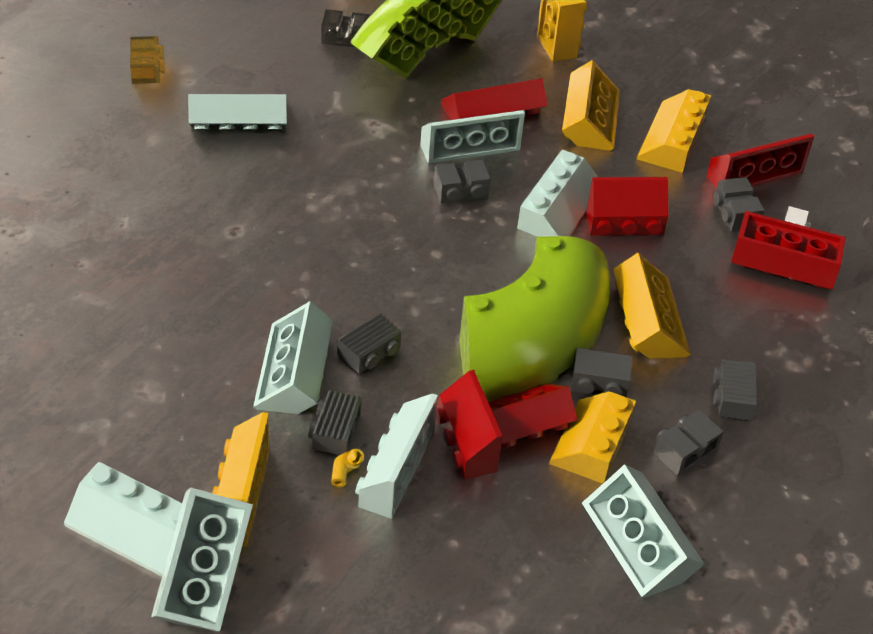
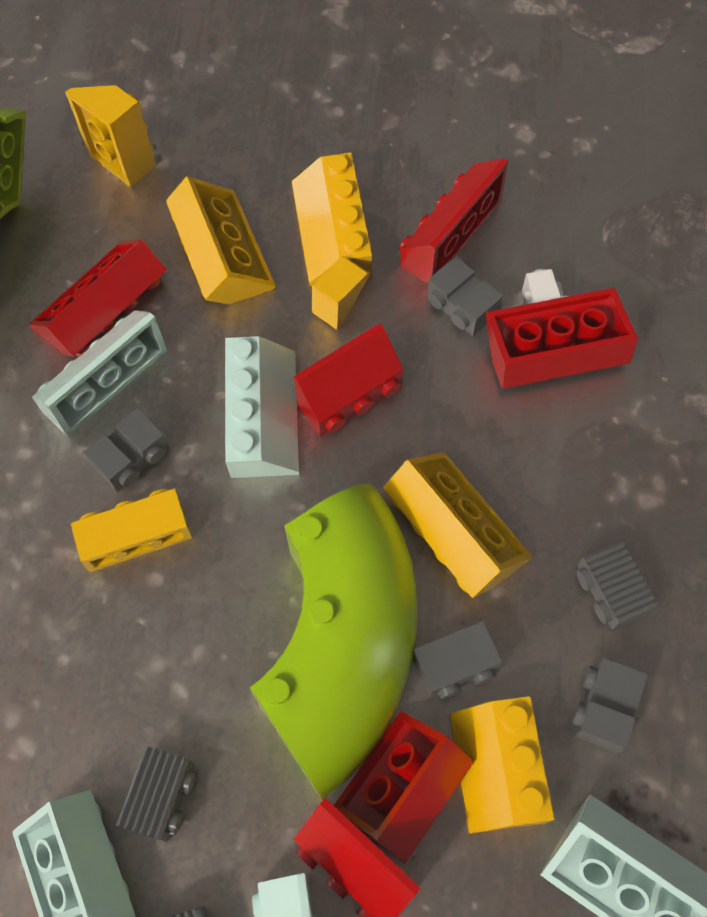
camera: 25 degrees left, 20 degrees up
(438, 219) = (130, 529): none -> yellow brick
(652, 159) = (337, 291): none -> yellow slope

